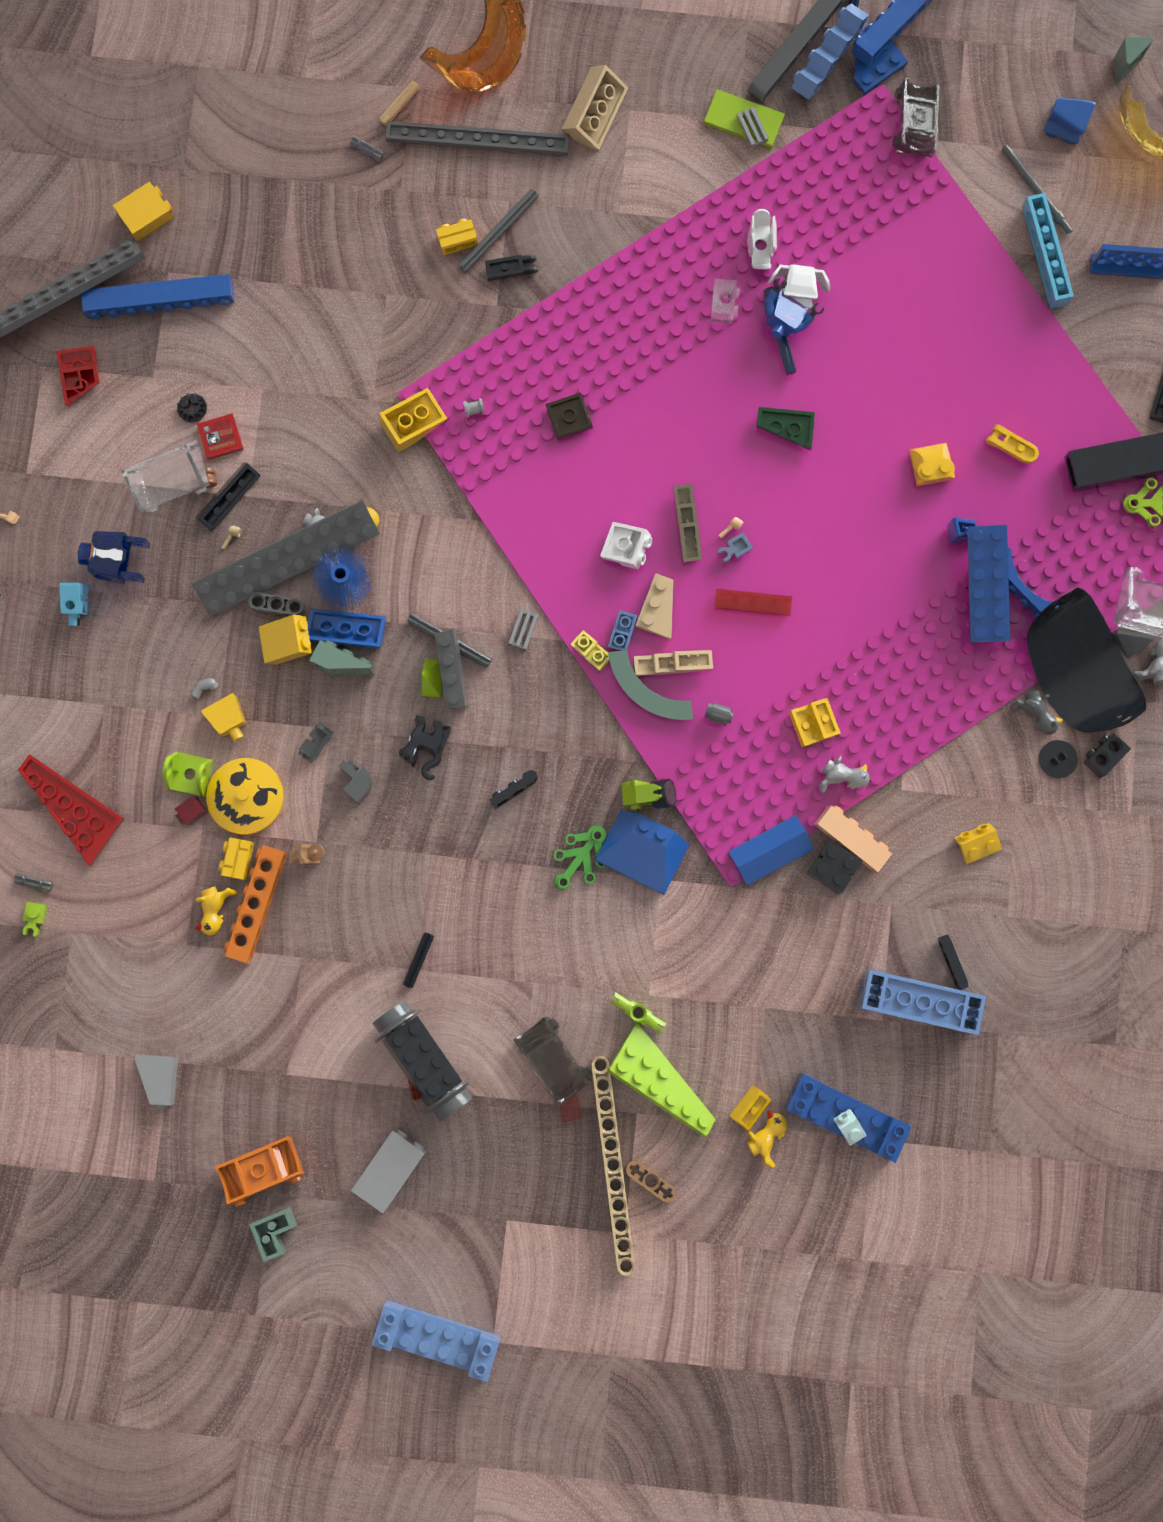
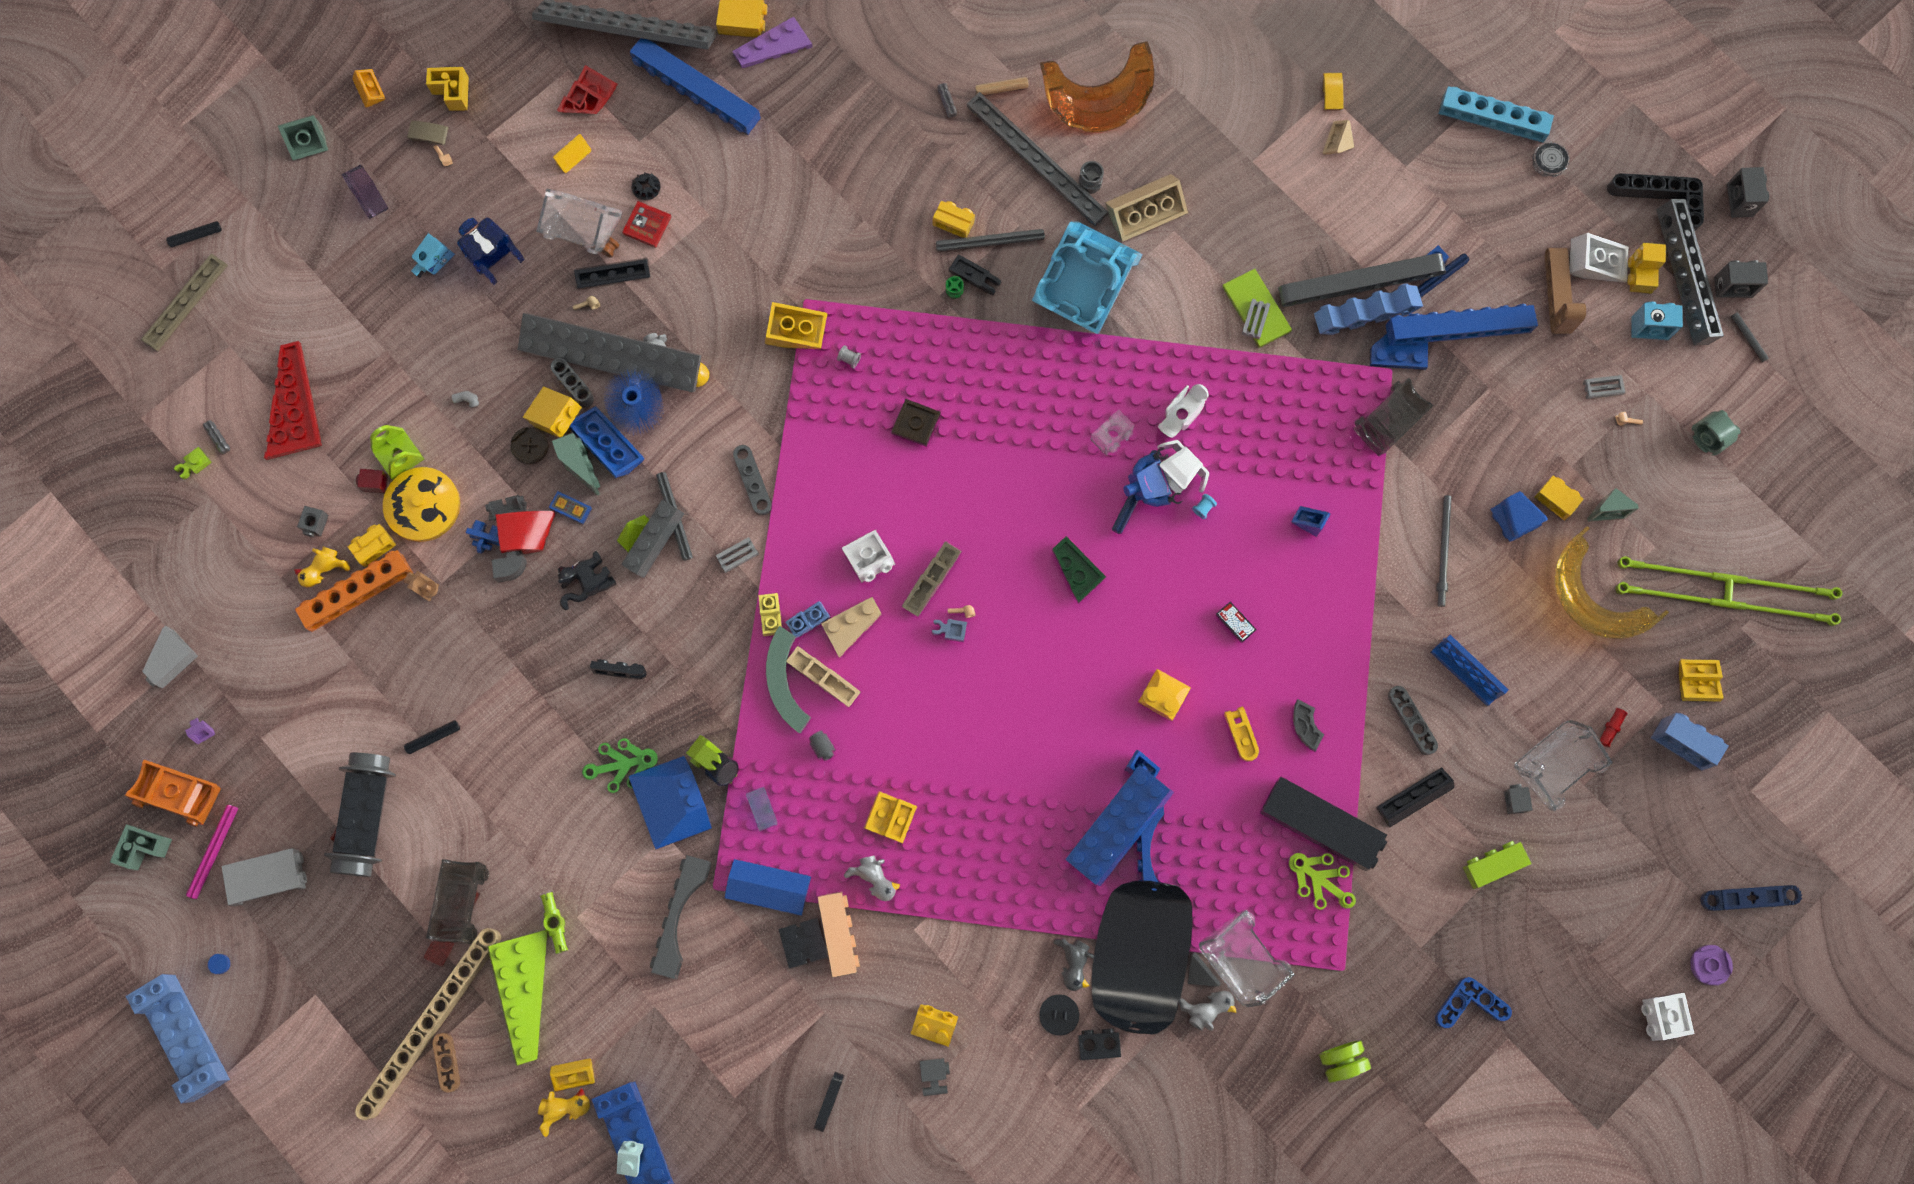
camera: 40 degrees right, 5 degrees down
(110, 429) = (572, 153): none -> yellow slope
(165, 877) = (309, 514): none -> dark grey brick
(191, 208) = (782, 39): none -> medium lavender wing
(226, 717) = (460, 433): yellow torso -> none
(235, 1109) = (199, 731): none -> medium lavender tile
(287, 681) = (529, 445): none -> dark brown tile
(310, 780) = (477, 533): none -> blue hips
(330, 1188) = (211, 852): none -> dark pink axle
(346, 747) = (524, 530): none -> red slope
(363, 701) = (570, 507): none -> tile
(414, 1262) = (219, 964): none -> blue tile
(483, 563) = (752, 480): none -> dark grey plate
(504, 284) = (954, 283): none -> green wheel
(533, 117) = (1091, 176): none -> dark grey wheel
(600, 197) = (1085, 276): none -> medium azure piece
(715, 797) = (761, 808): none -> clear light blue tile
(746, 964) = (668, 958): none -> dark grey arch
(753, 602) = (927, 683): clear red tile -> none
(839, 299) = (1204, 506): none -> medium azure bush
(921, 1002) = (772, 1110): medium blue plate -> none
(926, 245) = (1310, 519): none -> blue slope
(936, 367) = (1236, 622): none -> tile
(1007, 876) = (932, 1071): none -> dark grey brick
(1047, 250) = (1407, 605): medium azure brick -> none
(1051, 401) = (1305, 726): none -> dark grey tile
(1086, 80) = (1559, 497): none -> yellow brick
(1122, 329) = (1409, 722): none -> dark grey beam

